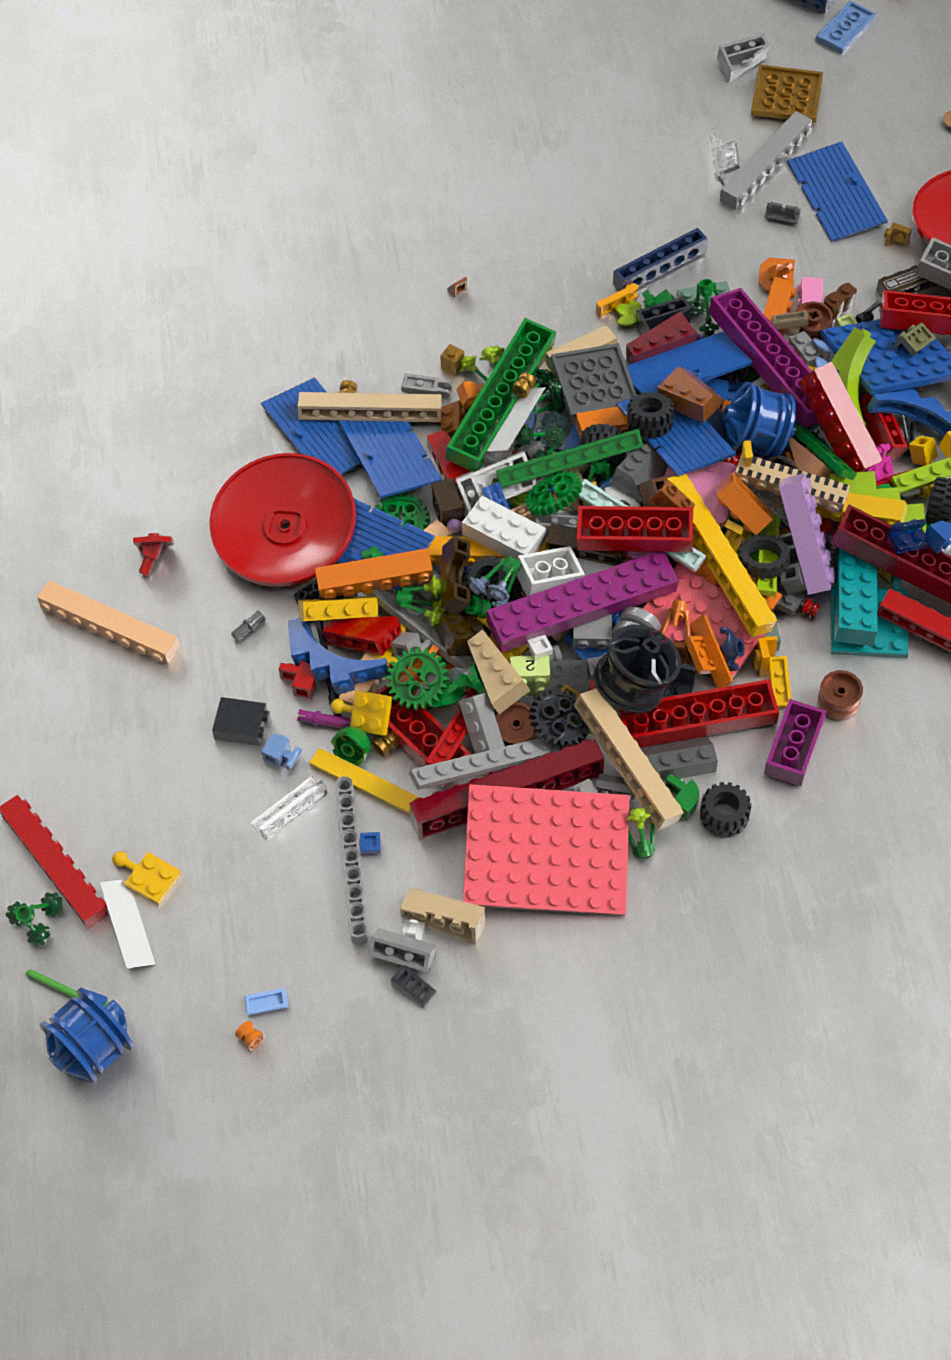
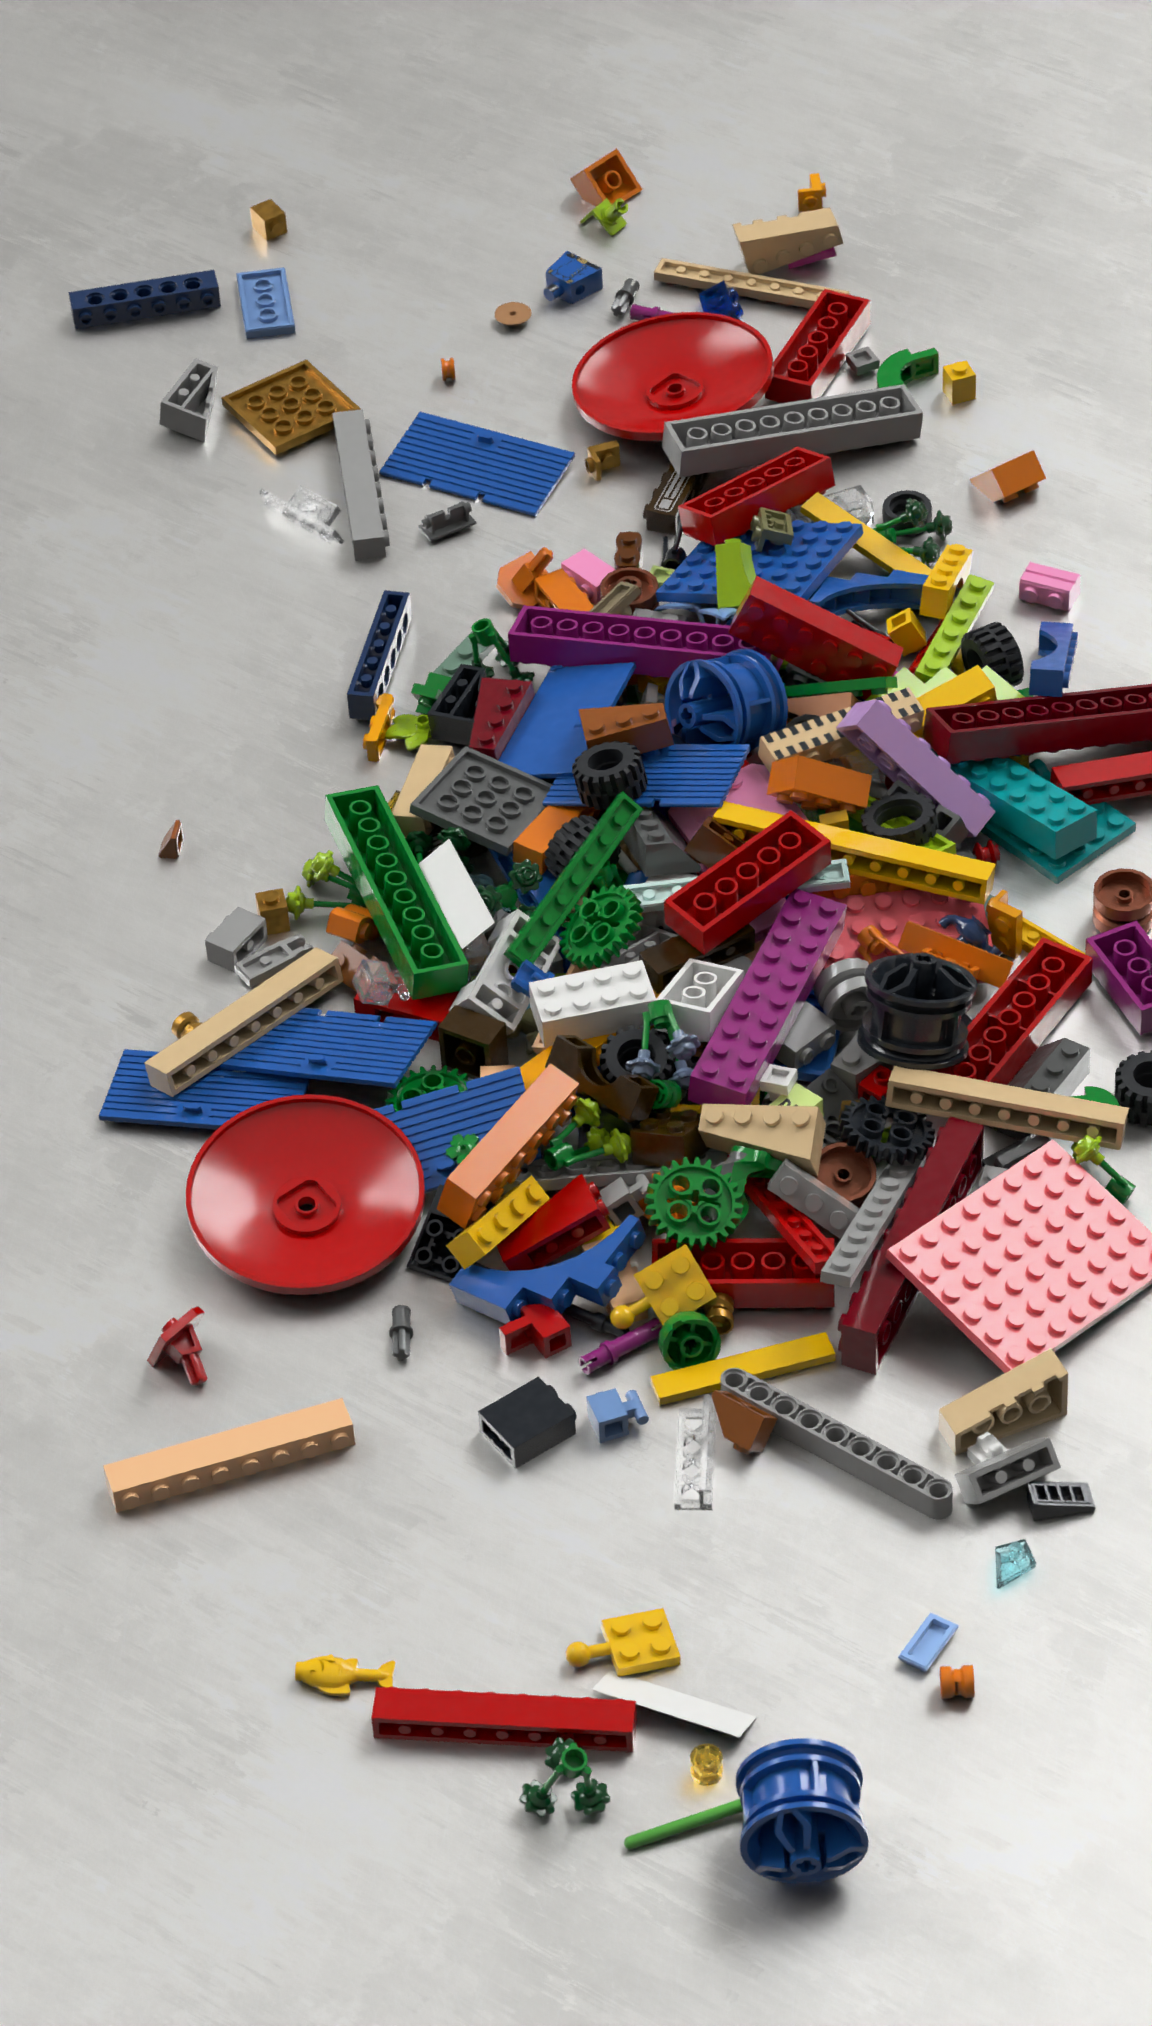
camera: 45 degrees left, 15 degrees down
(20, 771) = (334, 1674): none -> yellow animal
(101, 962) = (700, 1758): none -> clear yellow wheel
(322, 809) = (743, 1422): none -> dark orange slope
(352, 998) = (1012, 1562): none -> clear light blue piece
(370, 843) = (836, 1409): blue plate -> none
(422, 360) = (236, 938): none -> light grey brick
(437, 436) = (378, 983): none -> clear brick
(455, 526) = (513, 1056): lavender bar -> none
(523, 385) = (421, 854): pearl gold wheel -> none
(670, 496) = (743, 826): dark orange bracket -> none
(747, 453) = (772, 728): yellow tile -> none
(885, 127) = (448, 369): none -> orange bush
(908, 536) = (1020, 698): clear blue bracket -> none

